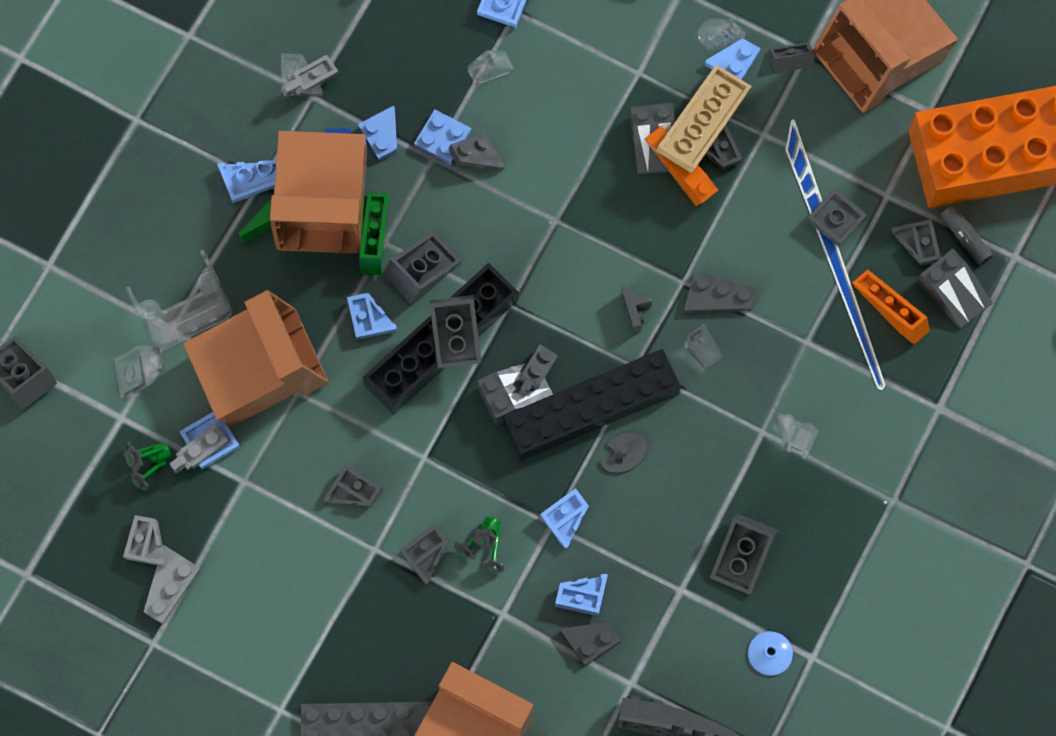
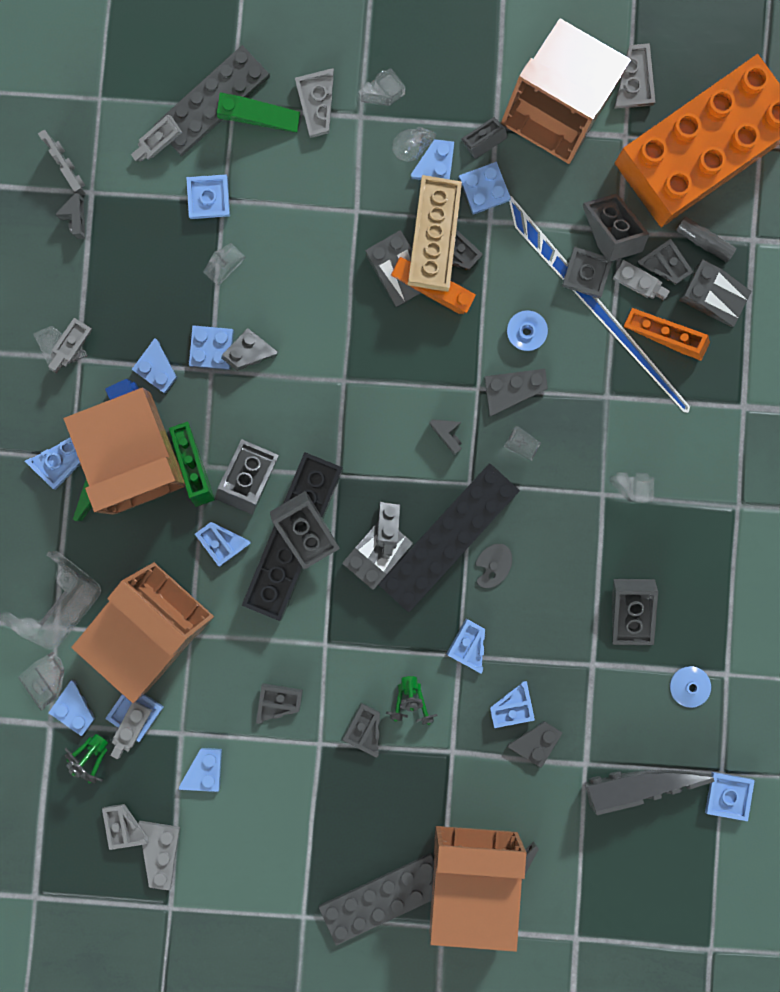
camera: 20 degrees left, 15 degrees up
(151, 412) = (73, 709): none -> light blue wing
(249, 525) = (204, 771): none -> light blue wing
(757, 237) = (531, 321): none -> light blue dish
(771, 102) = (484, 188): none -> light blue plate
(881, 187) = (615, 227): none -> dark grey slope
(885, 248) = (640, 281): none -> light grey hinge
(962, 63) = (637, 82): none -> light grey wing

